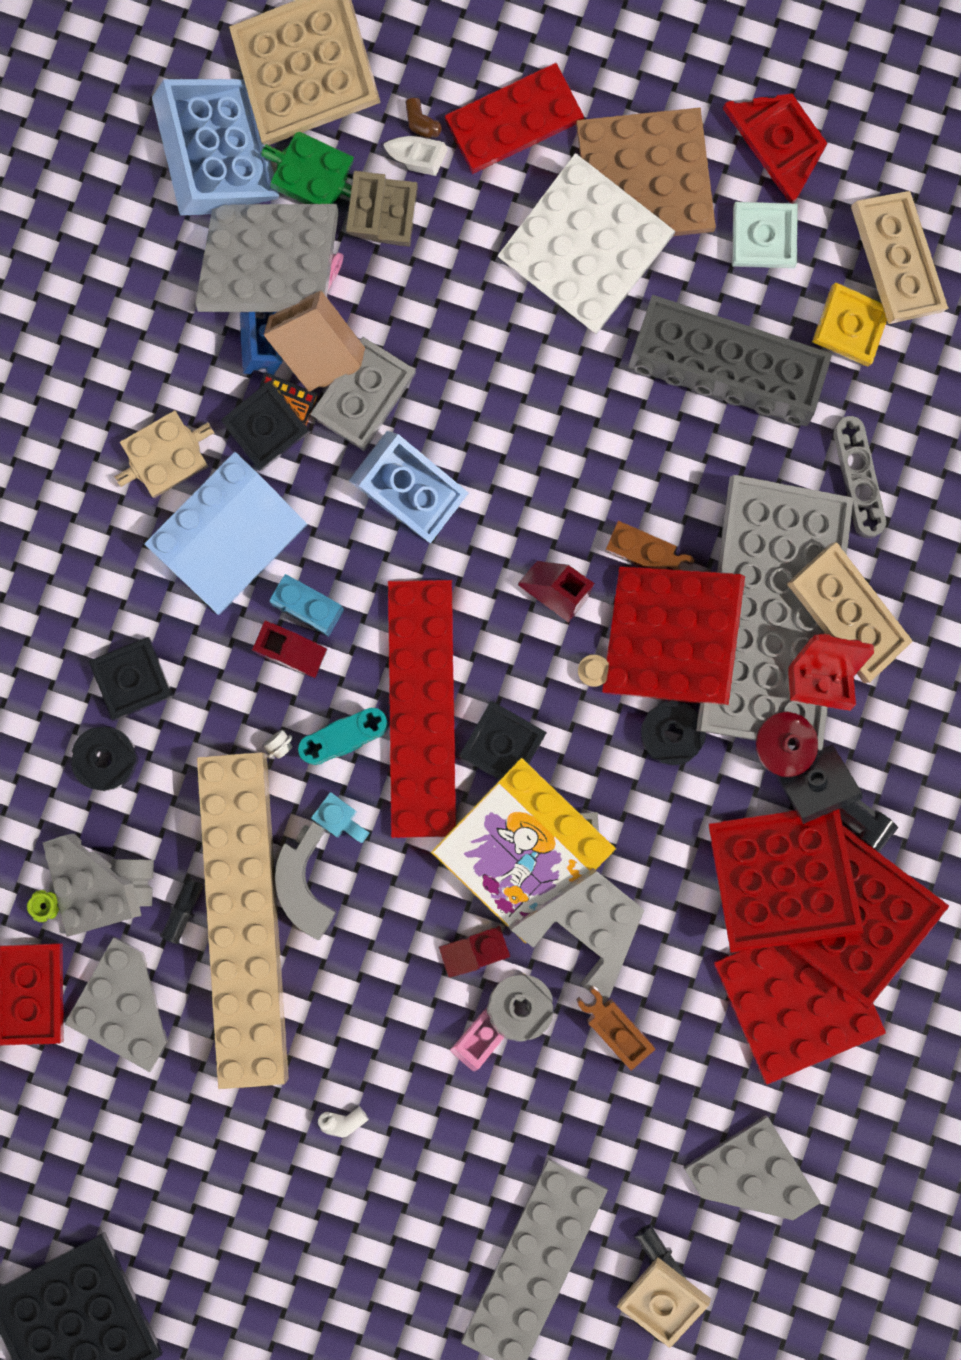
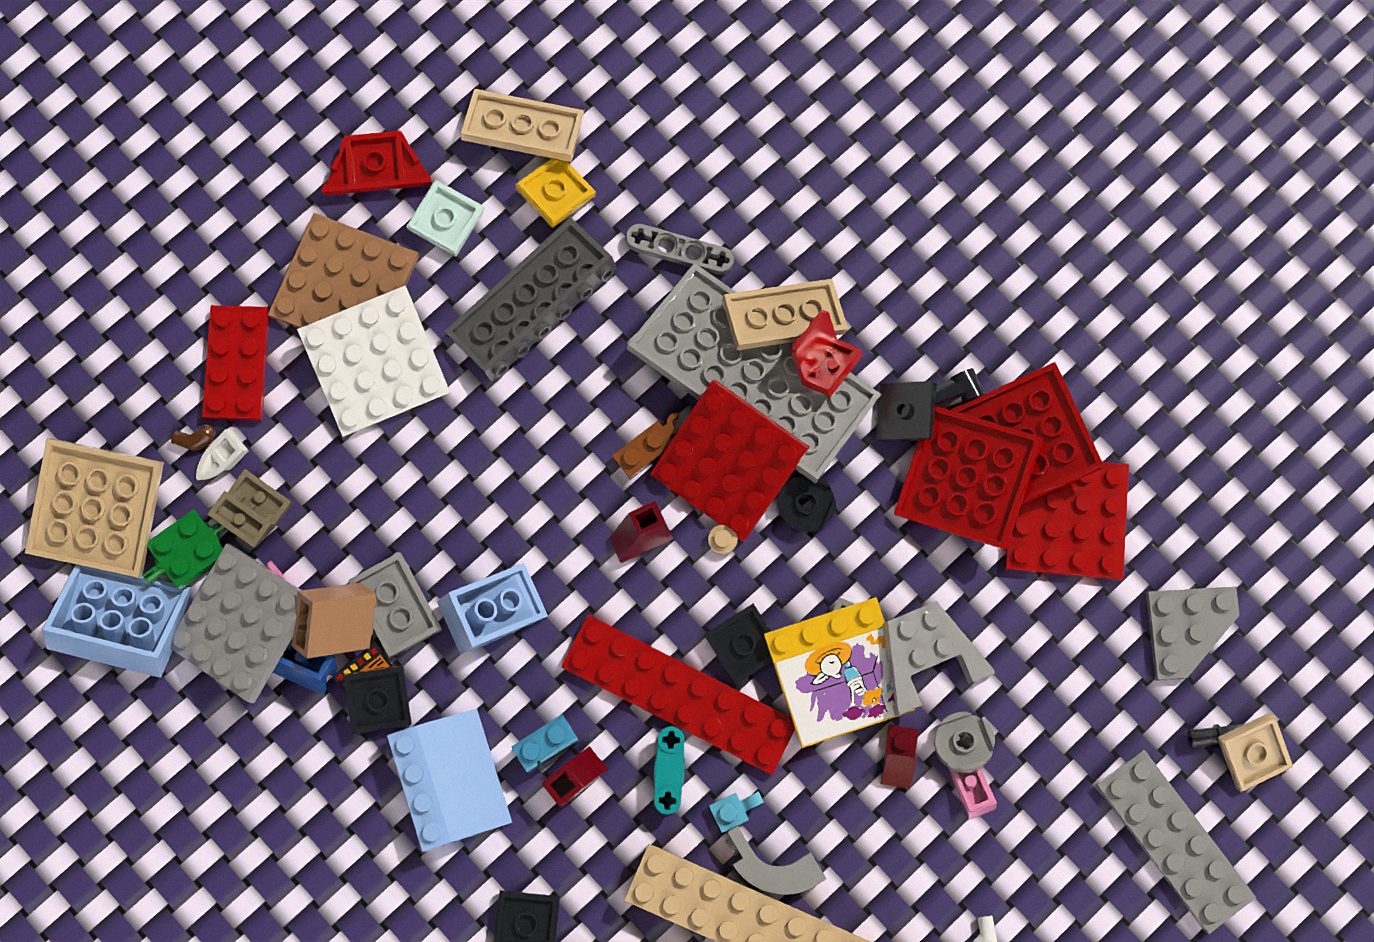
camera: 60 degrees left, 5 degrees down
(164, 454) = (353, 797): tan plate -> none
(278, 744) = (647, 828): white plate -> none
(617, 1030) = (1020, 674): dark orange plate -> none
(773, 744) = (854, 426): dark red dish -> none

